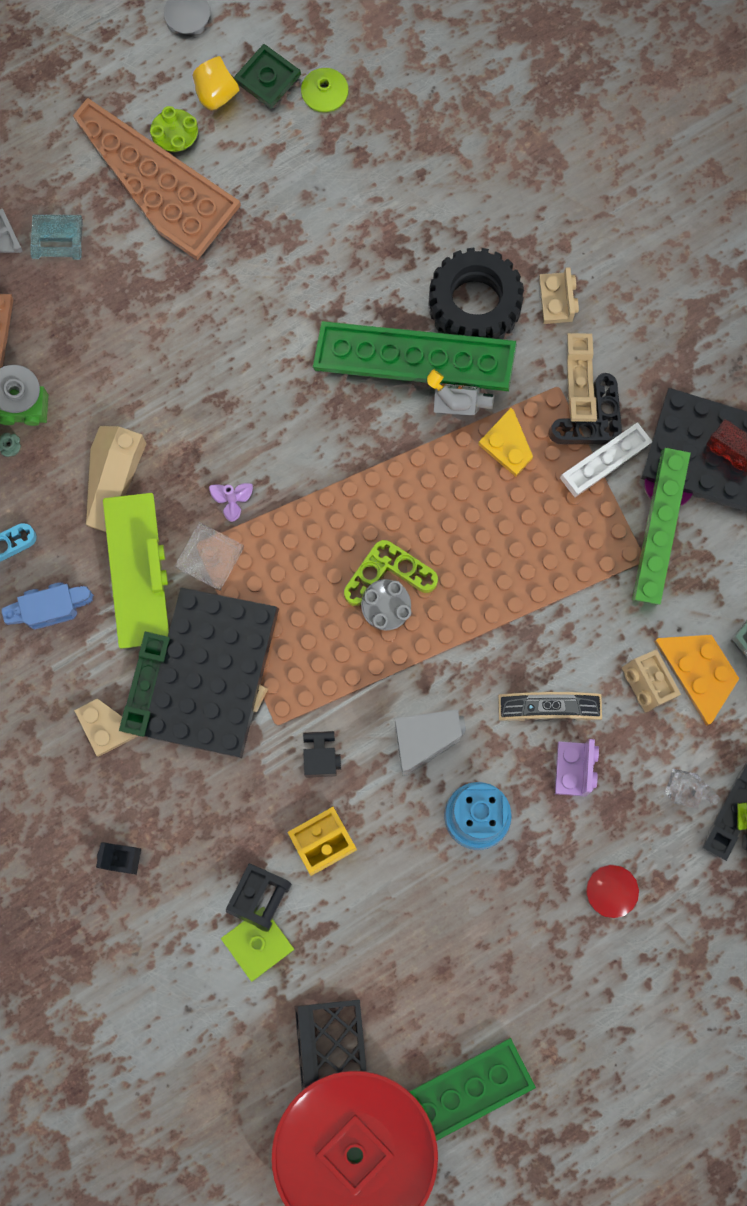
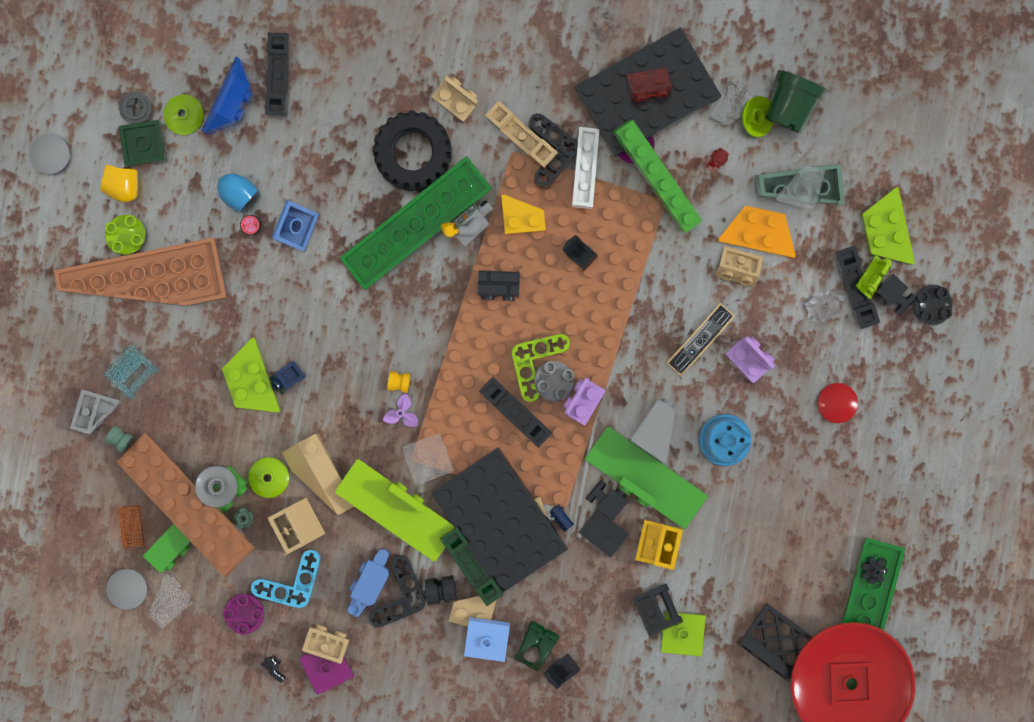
camera: 55 degrees left, 10 degrees up
(41, 494) = (296, 525): none -> tan slope
(57, 655) = (406, 601): none -> black beam
(66, 446) = (279, 477): none -> lime dish
(87, 760) = (487, 639): none -> light blue plate
(100, 679) = (440, 590): none -> black wheel
(132, 808) = (538, 637): none -> dark green piece
(140, 343) = (249, 380): none -> lime wing
(171, 370) = (286, 377): none -> dark blue bracket
(257, 469) = (399, 381): none -> yellow wheel
(265, 727) = (561, 517): none -> dark blue pin
(280, 224) = (250, 225): none -> tile
(286, 780) = (603, 533): none -> black plate
(295, 36) = (130, 100): none -> dark grey gear
(297, 181) = (235, 190): none -> dark azure piece
(314, 258) = (295, 226): none -> medium blue slope
(325, 594) = (515, 412): none -> black slope
(372, 111) = (230, 100): none -> blue wedge
(374, 773) = (646, 478): none -> bright green bracket
(392, 645) = (584, 401): none -> lavender bracket
(427, 476) = (498, 284): none -> black brick
(435, 132) = (277, 74): none -> black slope
(485, 1069) = (871, 568): none -> black plant
(525, 521) = (579, 252): none -> black bracket
(728, 568) = (718, 158): none -> clear red plate

